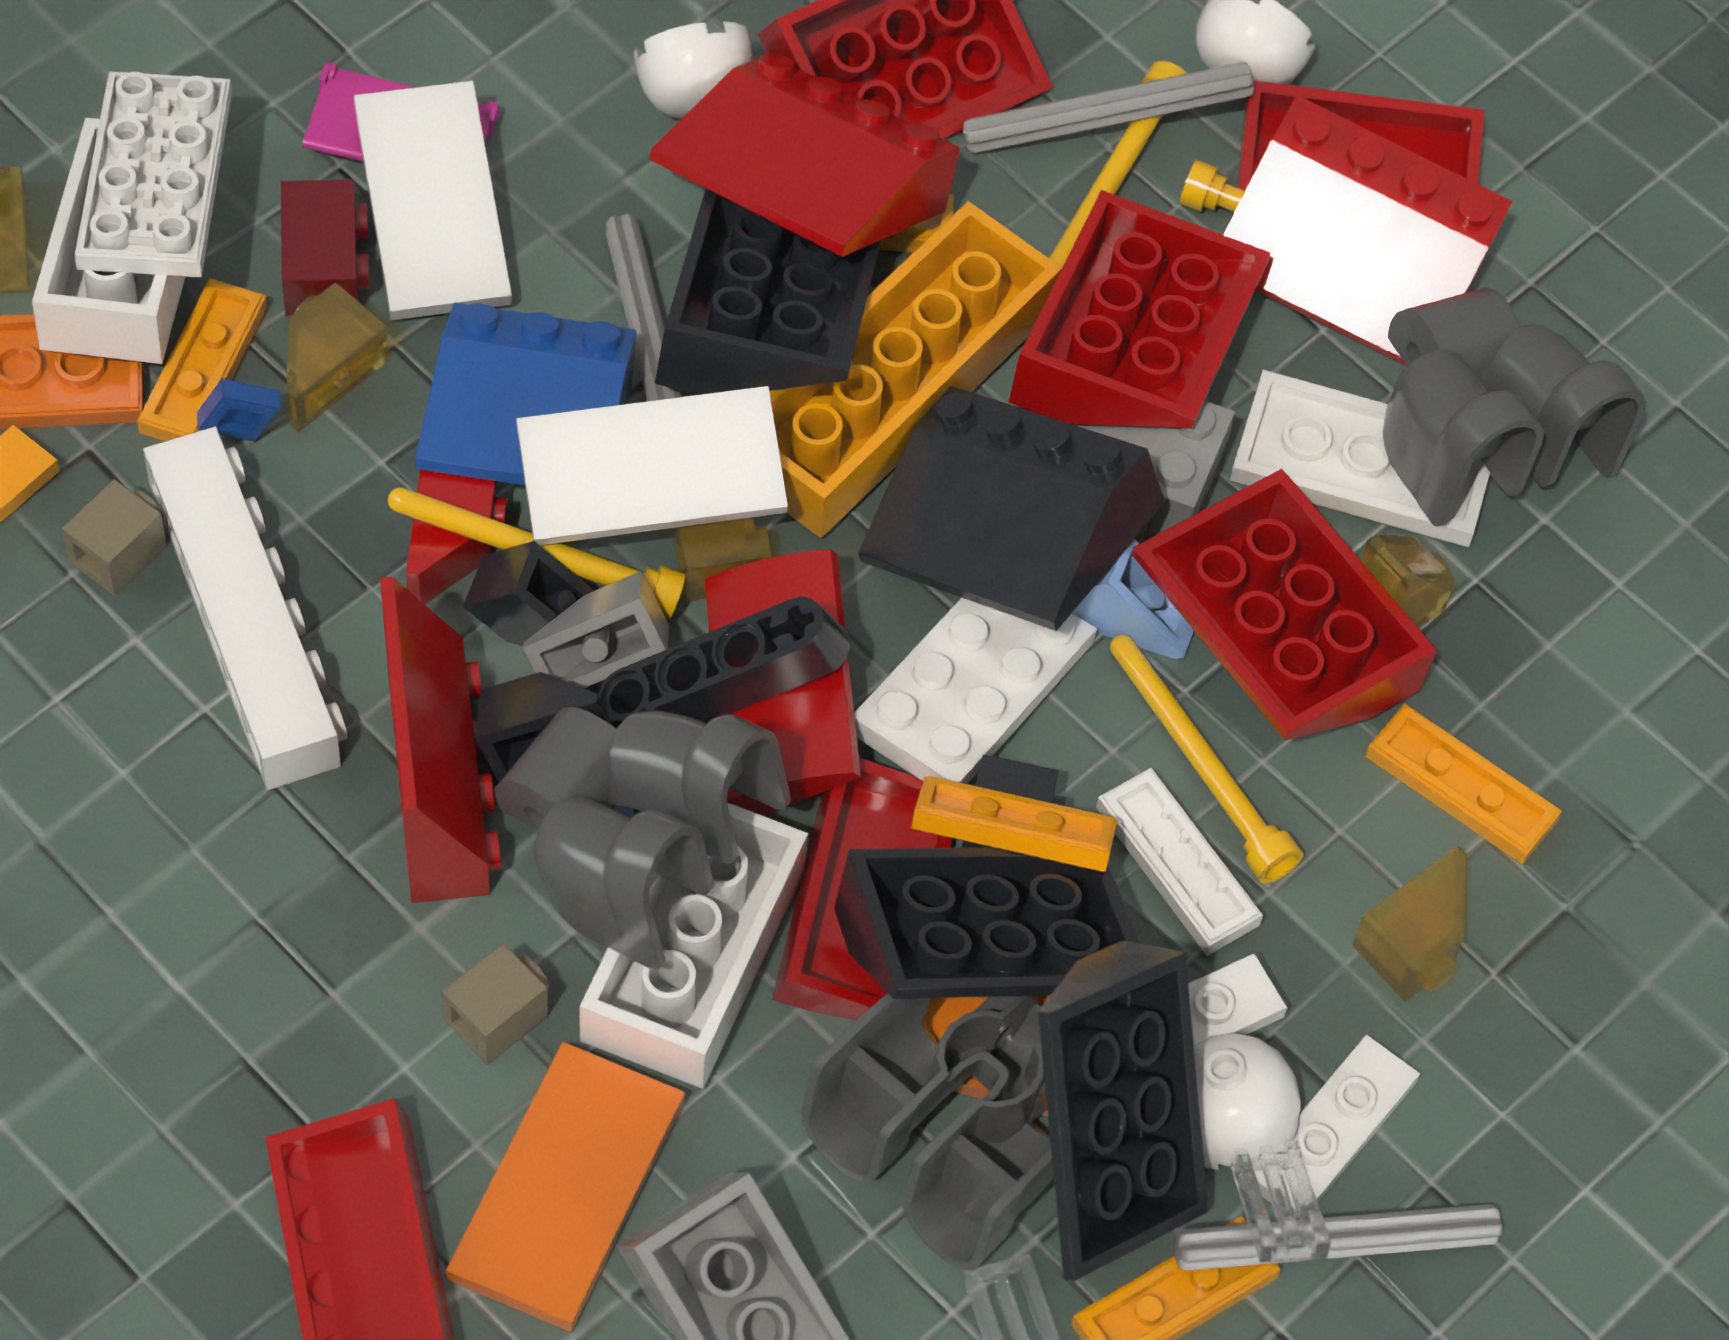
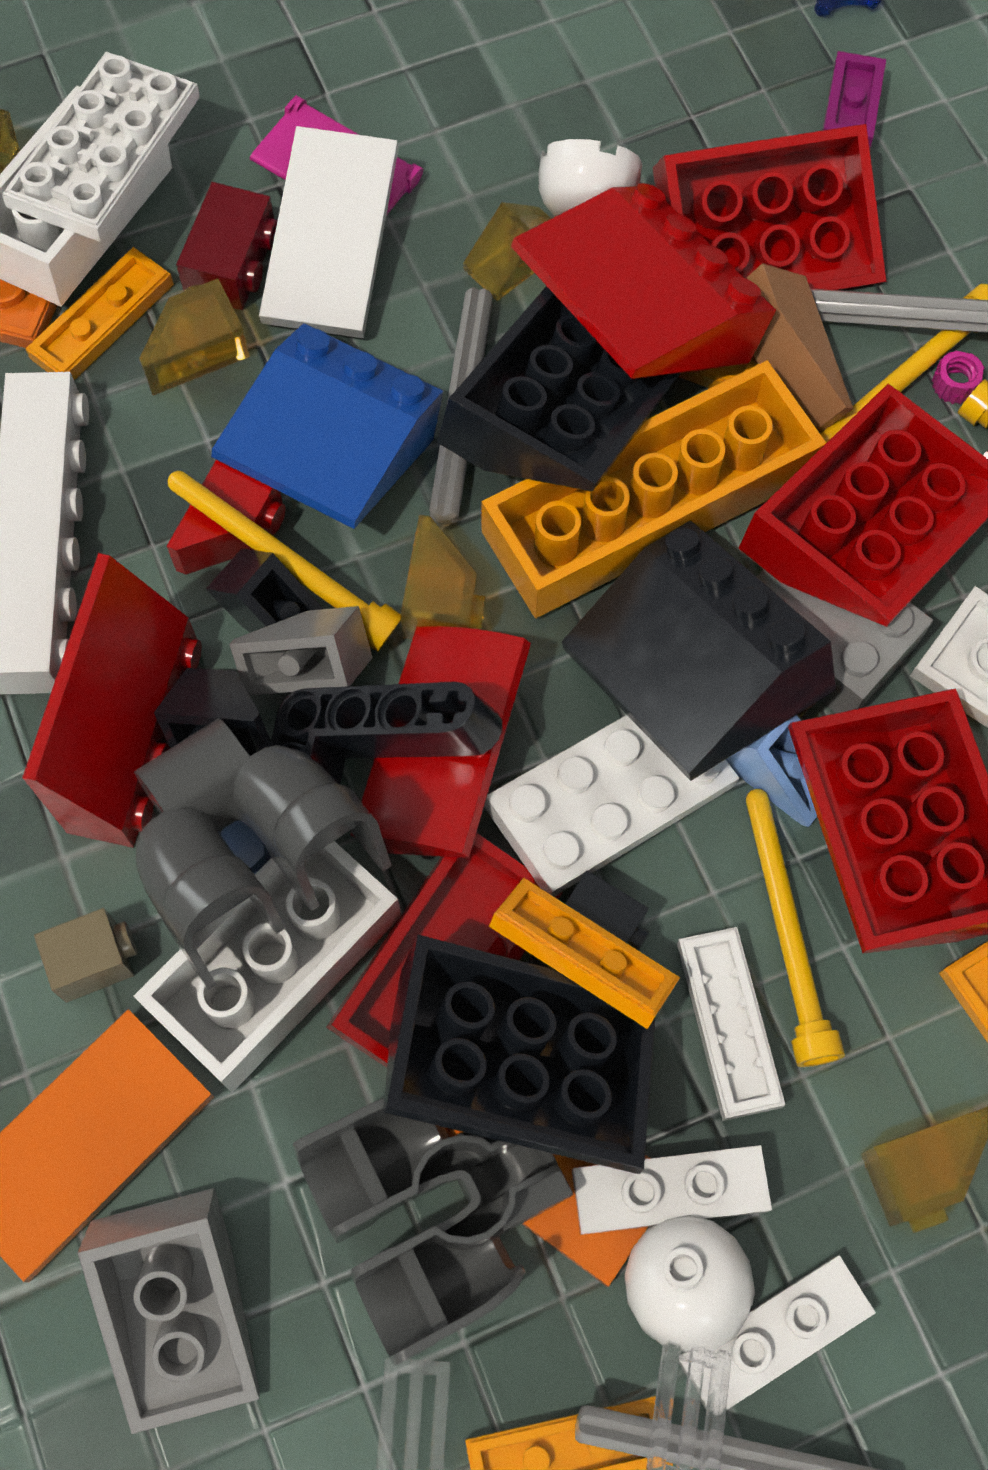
camera: 25 degrees right, 10 degrees up
(239, 409) = (101, 363): blue tile -> none
(625, 175) = (492, 259): none -> clear yellow slope
(651, 465) = (396, 516): white tile -> none
(994, 179) = (800, 347): none -> medium nougat slope
(1122, 1103) = (556, 1288): black slope -> none
(1160, 151) = (957, 363): none -> dark pink axle

